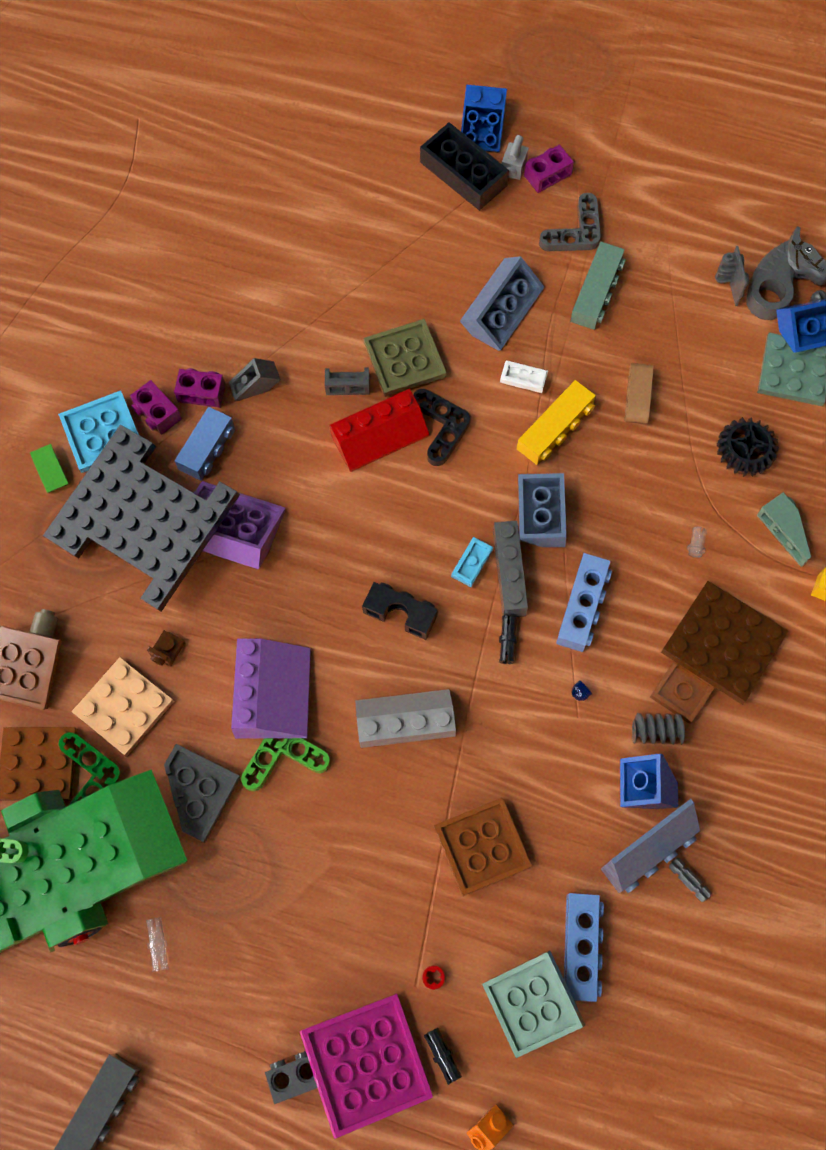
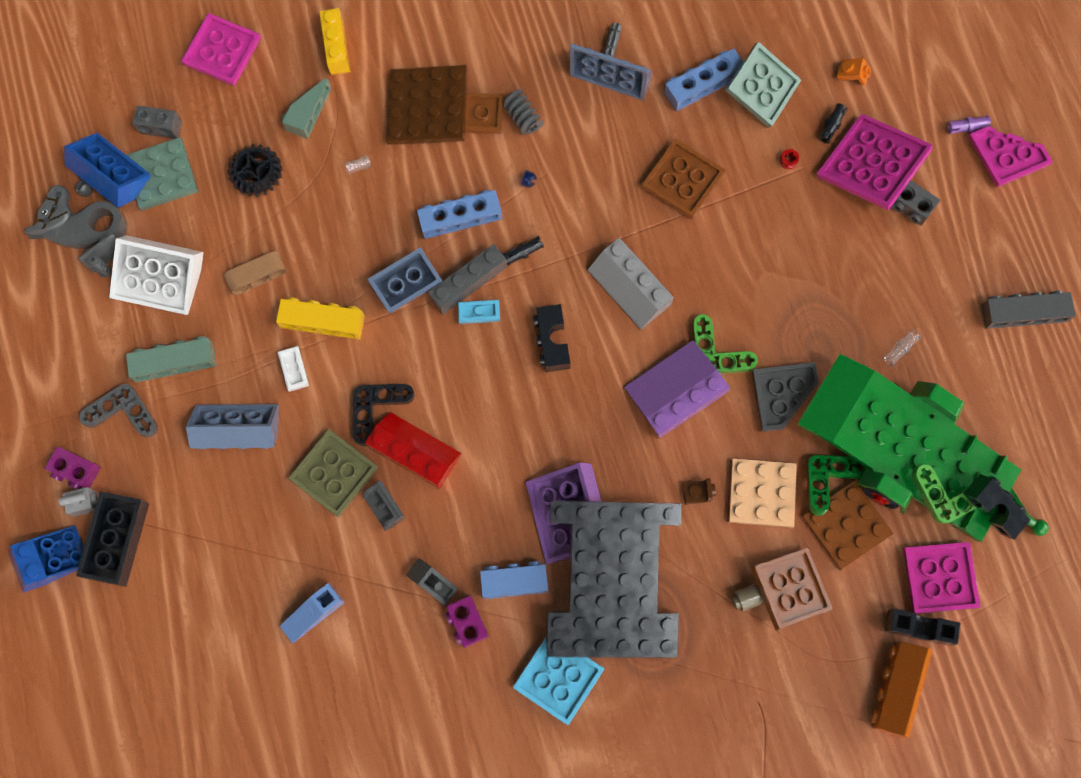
camera: 120 degrees left, 5 degrees up
(49, 468) = (618, 698): bright green slope -> none
(158, 405) = (503, 645): magenta brick -> none
(296, 280) = (312, 612): none -> medium blue slope
(647, 783) = (567, 99): blue slope -> none
(692, 313) = (155, 274): none -> white slope

